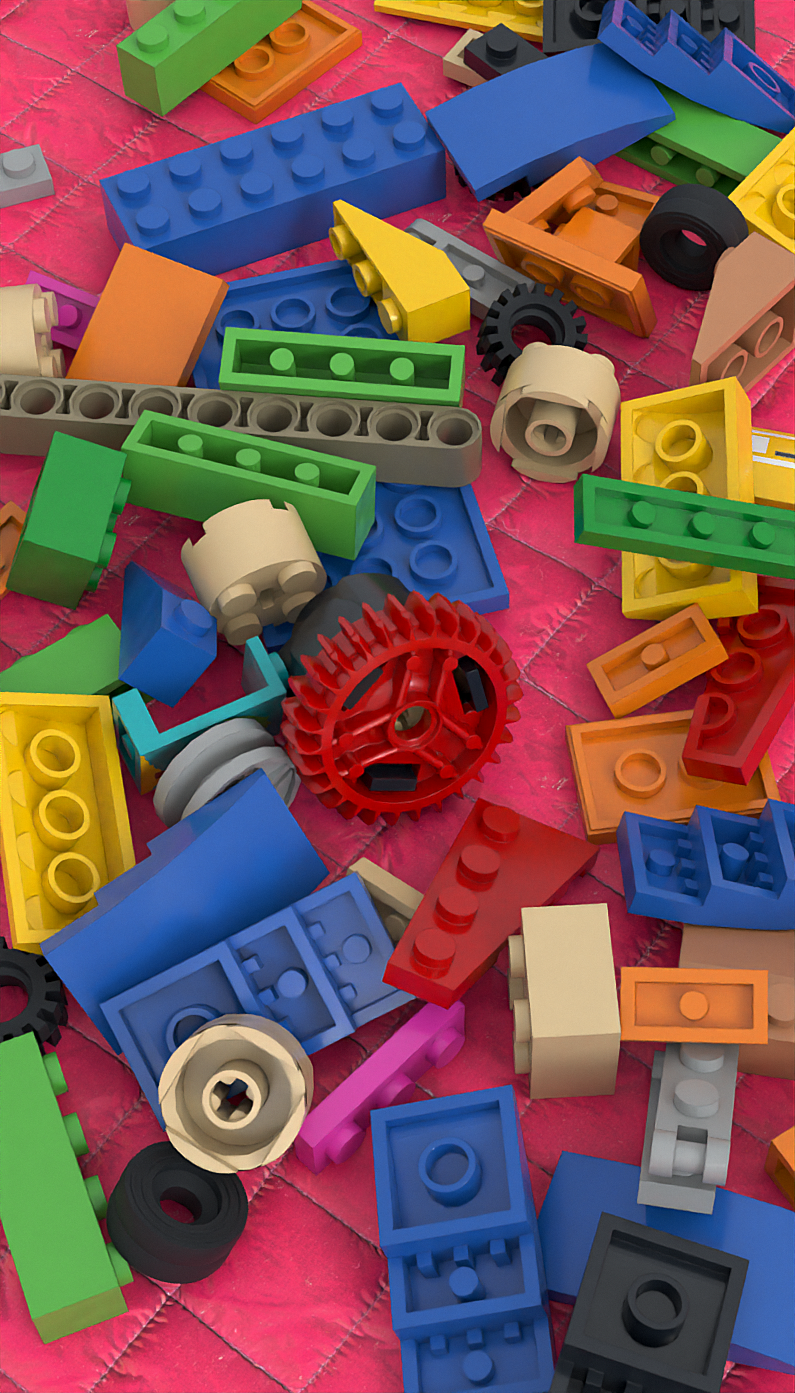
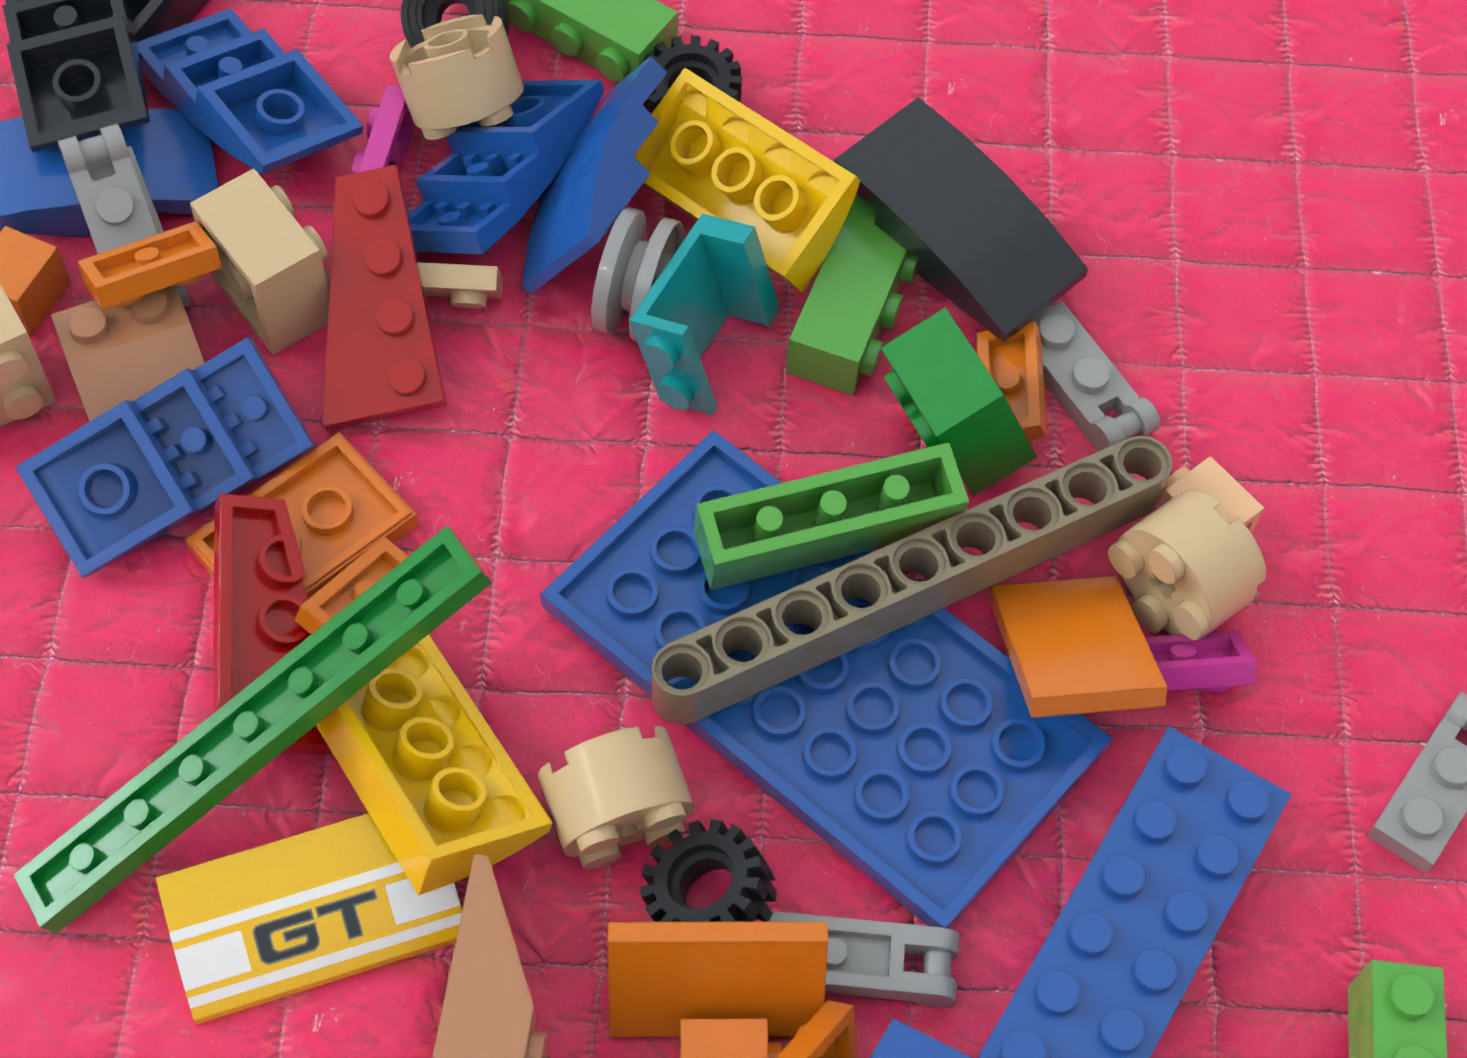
camera: 140 degrees right, 5 degrees up
(163, 636) = (802, 373): blue slope -> none
(253, 568) = (751, 429): tan brick -> none
(342, 367) = (834, 678): bright green brick -> none
(394, 697) = (568, 396): red piece -> none
(407, 278) = (880, 859): yellow slope -> none

